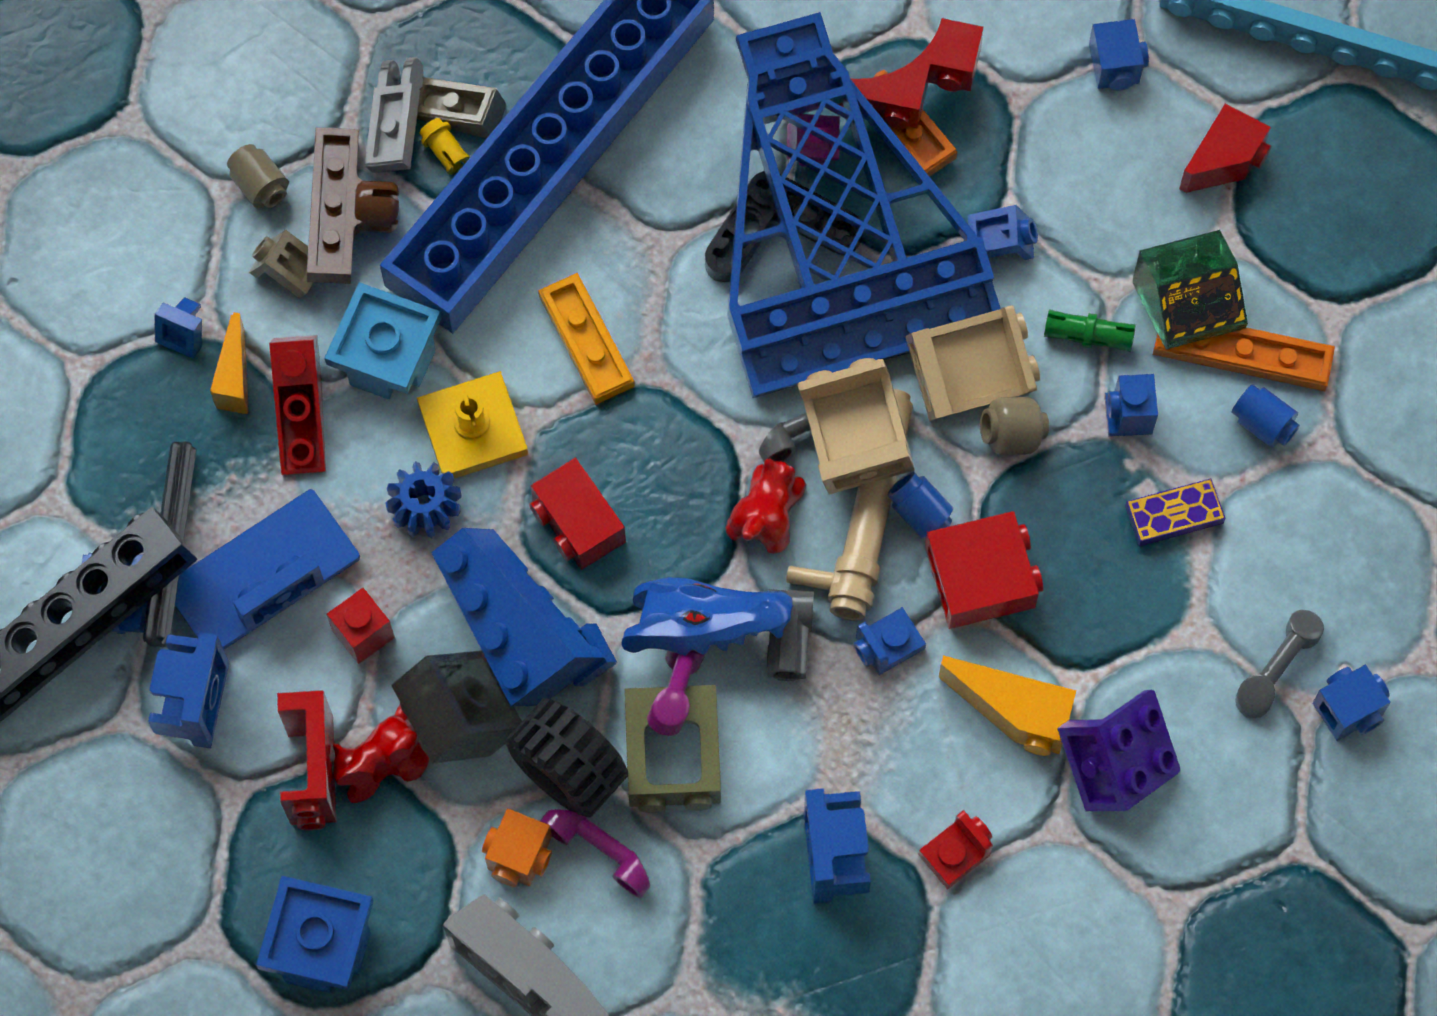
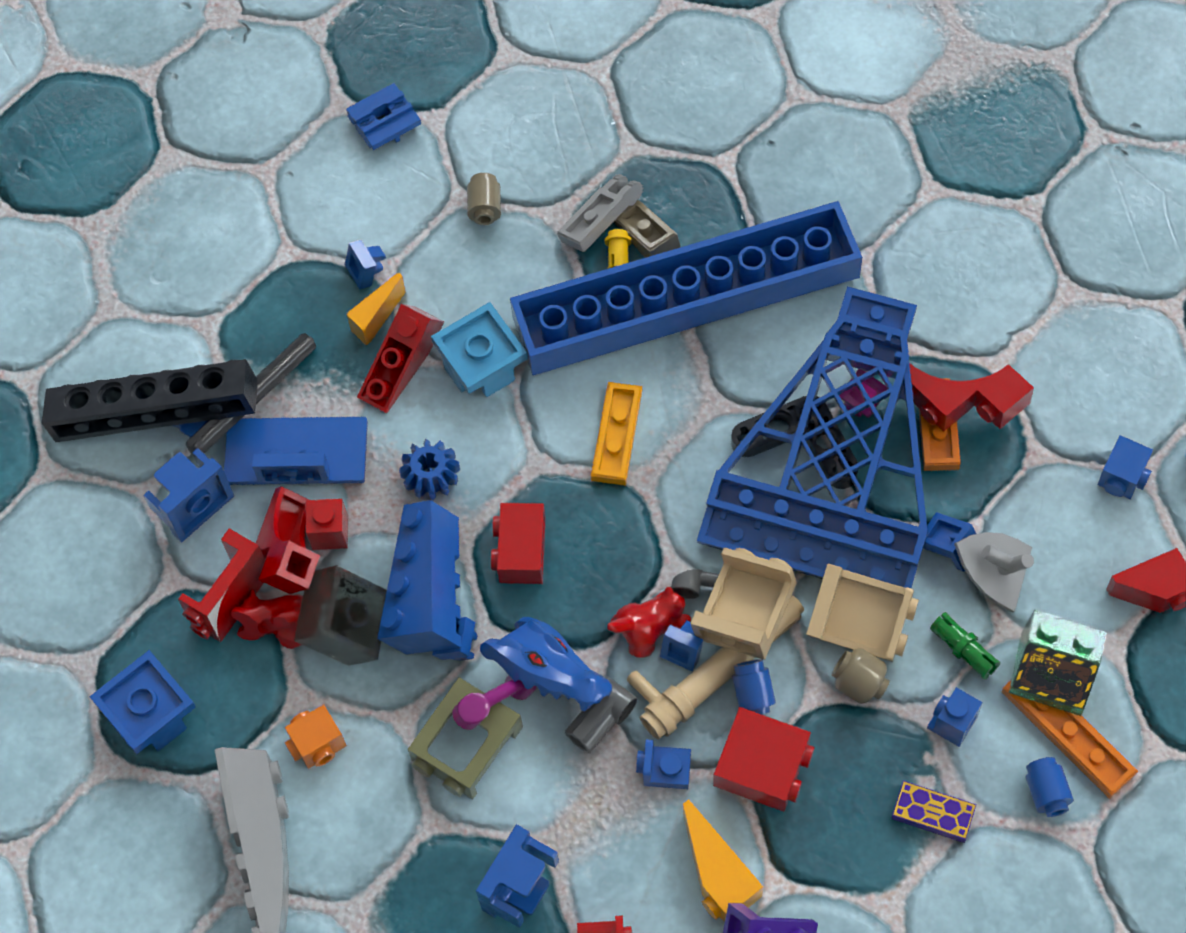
camera: 40 degrees right, 5 degrees down
(62, 135) = (389, 102): none -> blue piece
(283, 260) = (461, 264): dark tan bracket -> none
(343, 206) = (521, 249): plate -> none
(362, 690) = (282, 543): none -> red arch
(472, 425) = (499, 443): yellow tile -> none
(567, 757) = (384, 696): black tyre -> none
(630, 873) = (375, 803): magenta bar -> none
(819, 510) = (681, 646): none -> blue tile
(1064, 230) = (996, 565): none -> light grey shield

